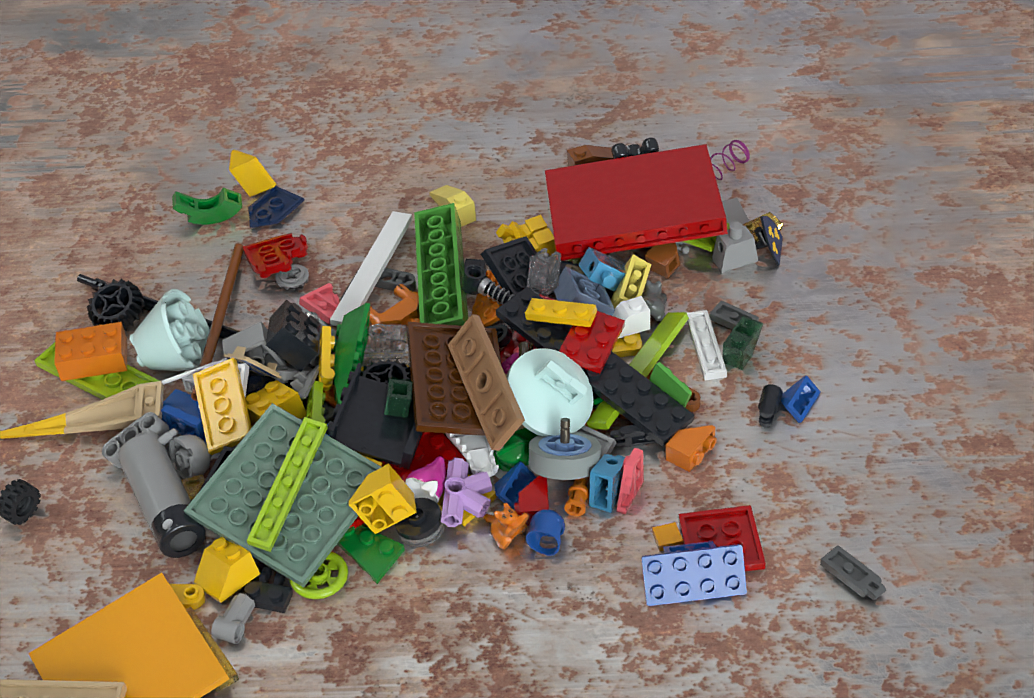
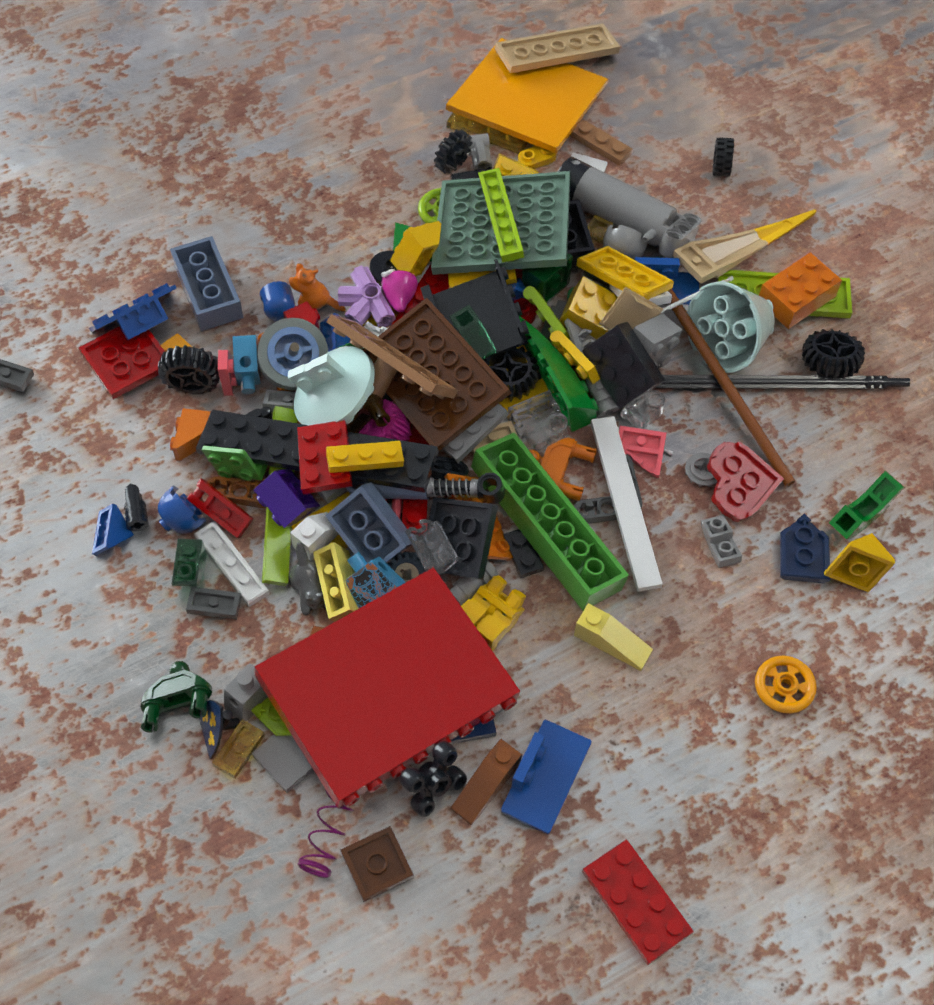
camera: 145 degrees right, 15 degrees up
(102, 580) = (601, 142): none -> medium nougat plate
(135, 571) = (596, 163): none -> white sticker
(266, 610) = (453, 151): none -> black gear
(325, 231) = (720, 541): none -> light grey slope
(360, 144) = (794, 667): none -> light orange plate
(545, 88) = (637, 902): none -> red plate
(551, 153) = (545, 776): none -> blue bracket
(606, 575) = (206, 283): none -> sand blue brick
(638, 346) = (284, 498): none -> dark purple slope
(667, 483) = (189, 369): none -> black gear
(695, 138) = (377, 863): none -> reddish brown plate
(696, 376) = (220, 508): none -> red plate
(731, 381) = (178, 513): none -> blue cylinder
(788, 266) = (174, 691): none -> dark green connector

